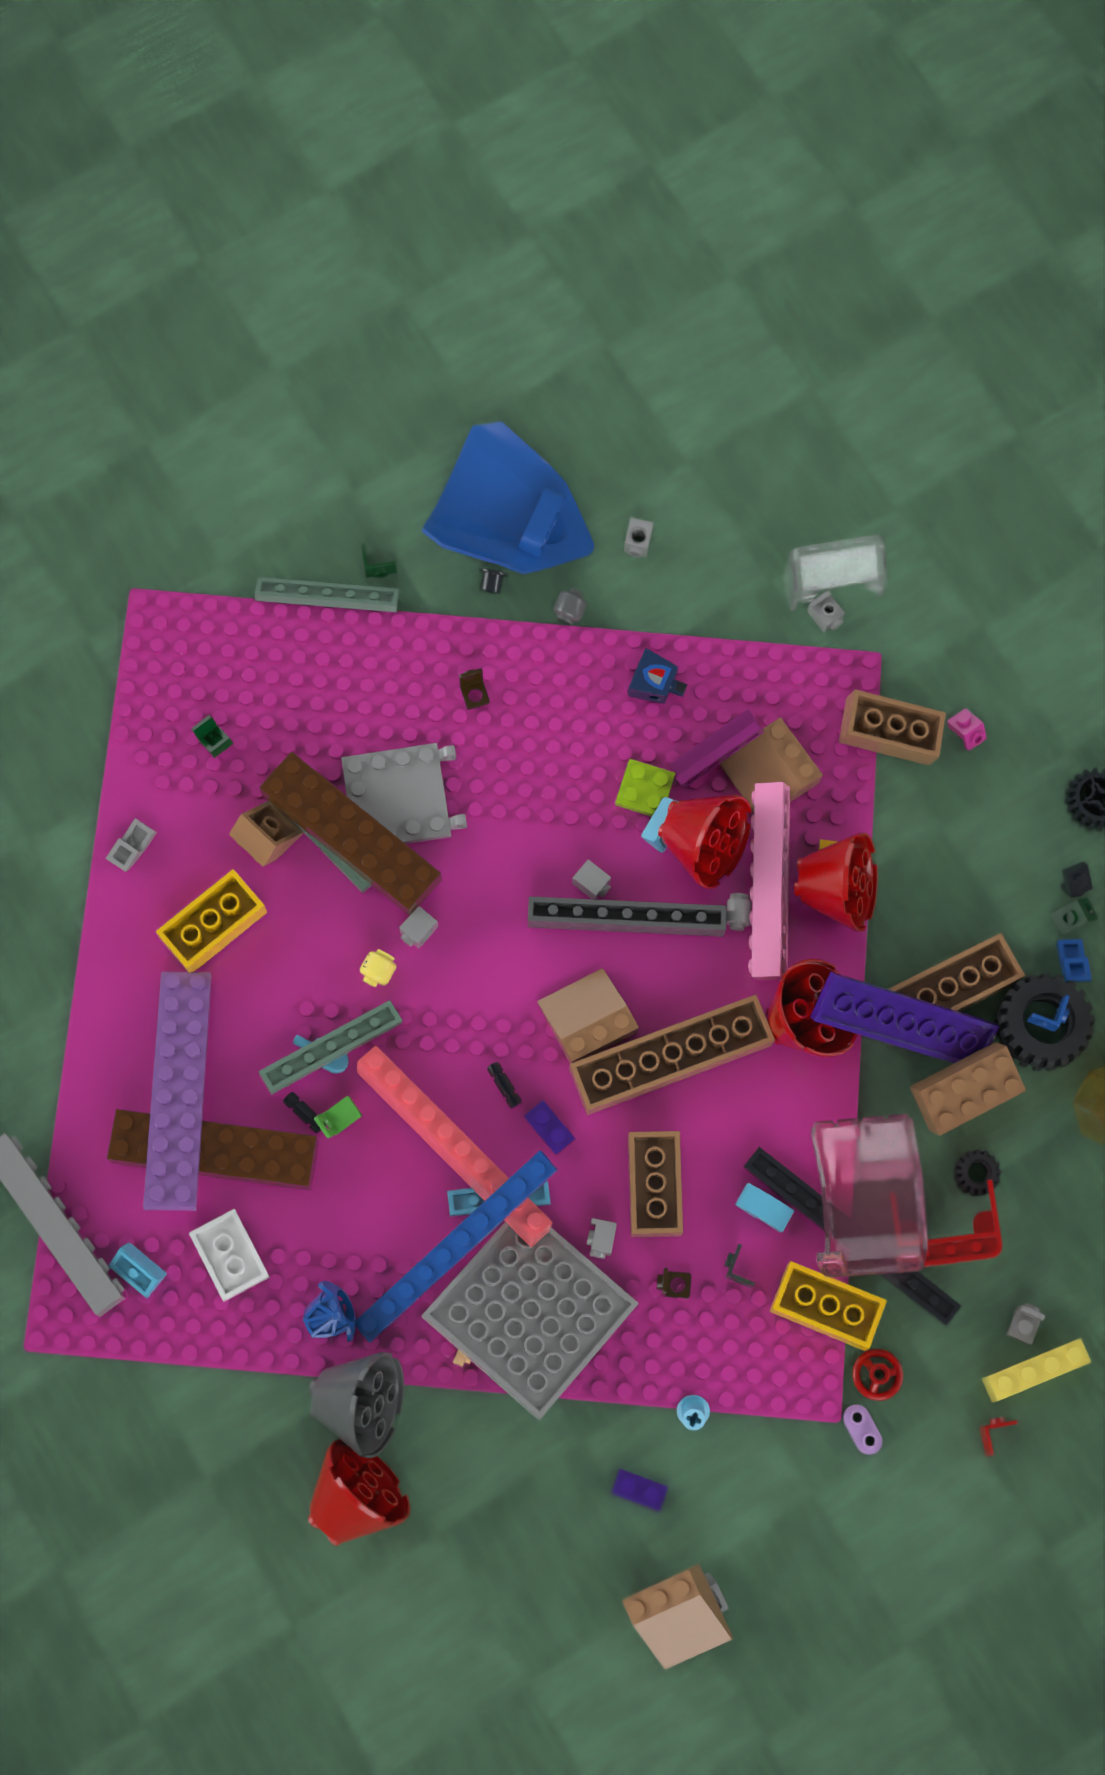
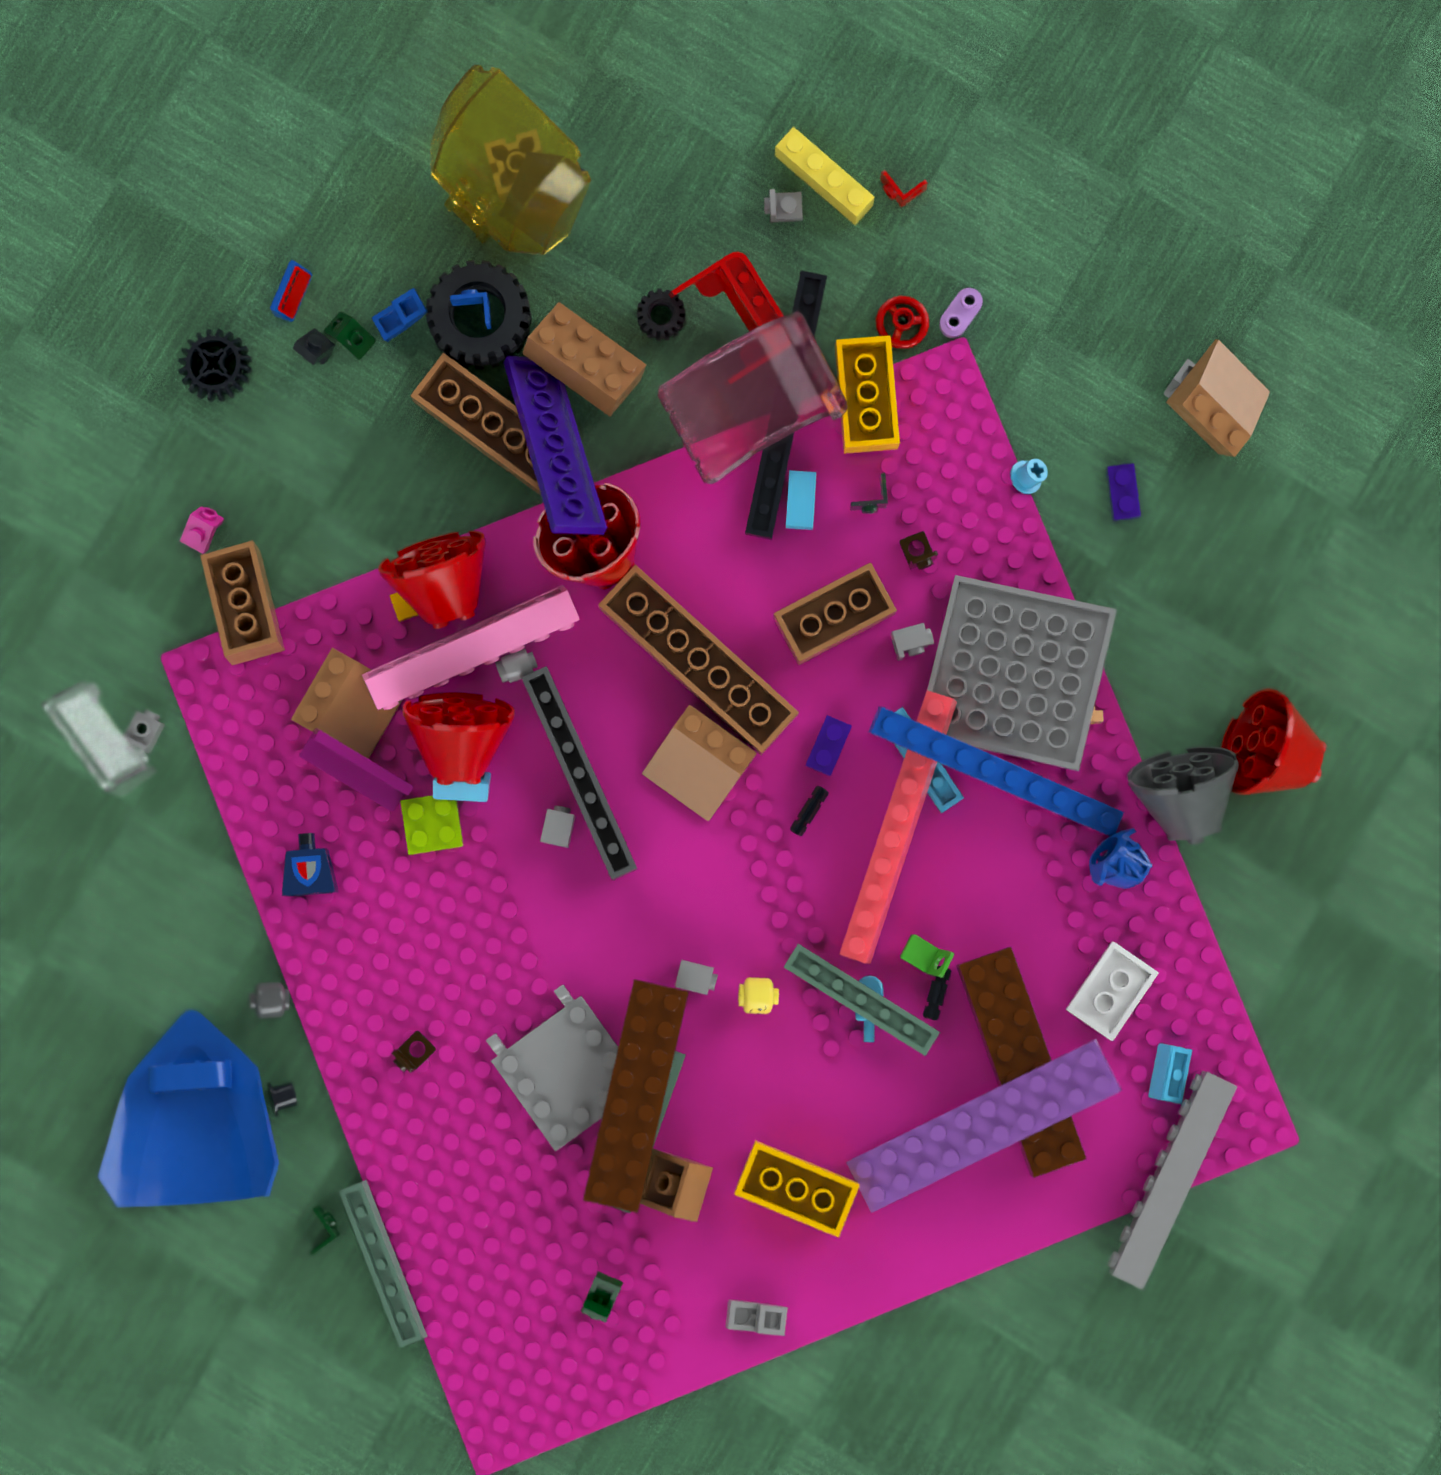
camera: 115 degrees left, 10 degrees up
(641, 529) = (144, 967): light grey brick -> none

